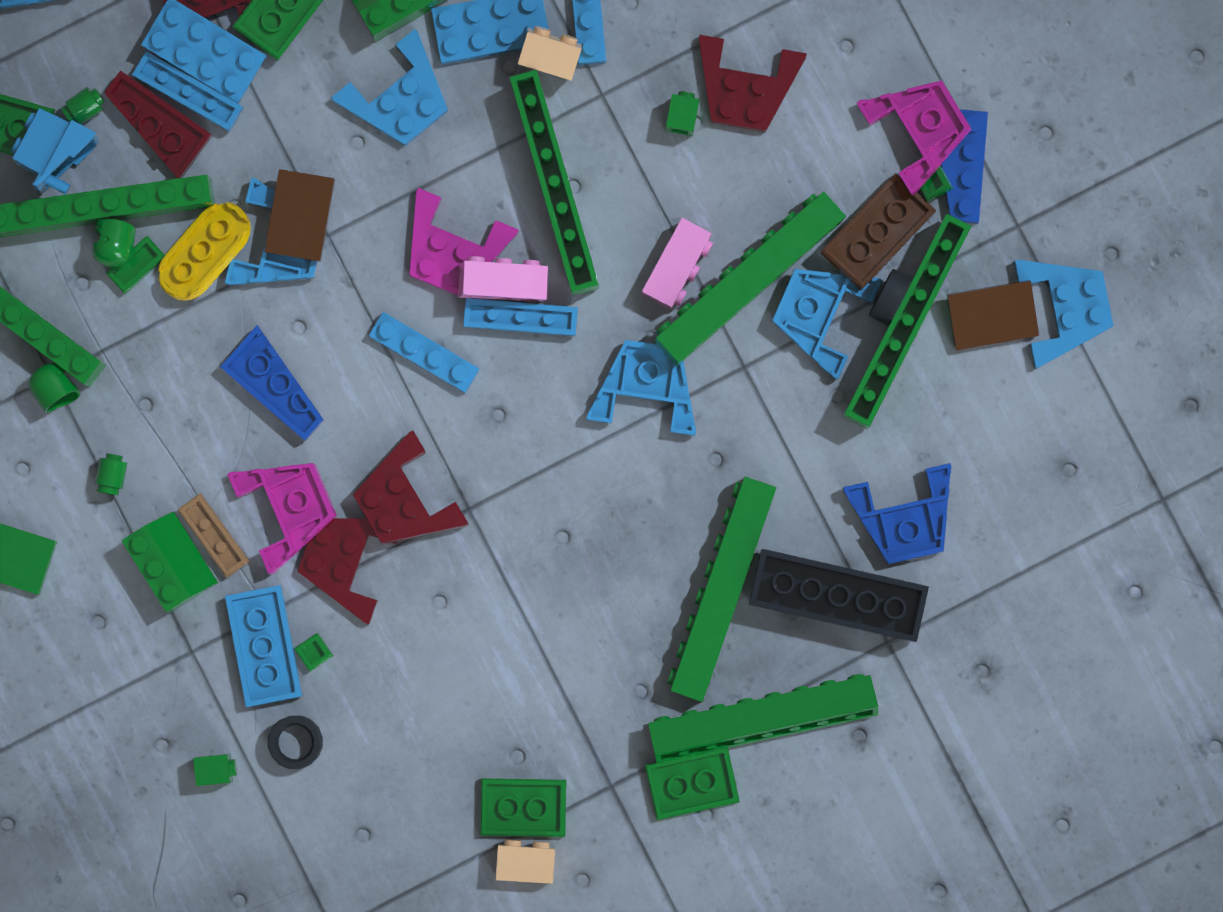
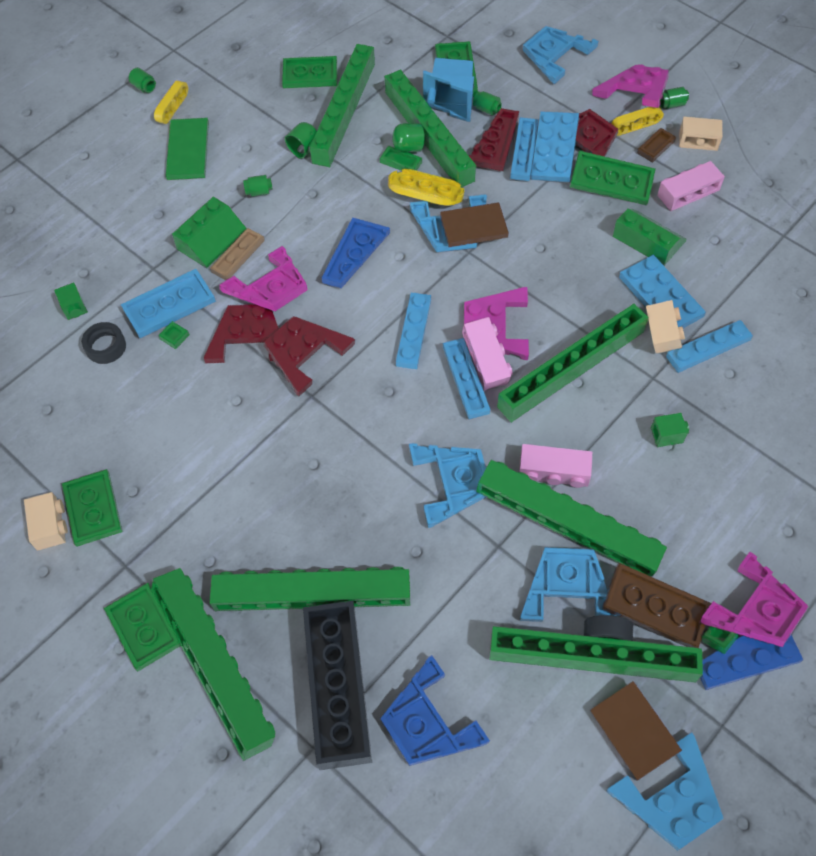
camera: 70 degrees right, 25 degrees down
(405, 106) = (582, 265): dark azure wing -> none
(744, 97) = (707, 473): dark red wing -> none

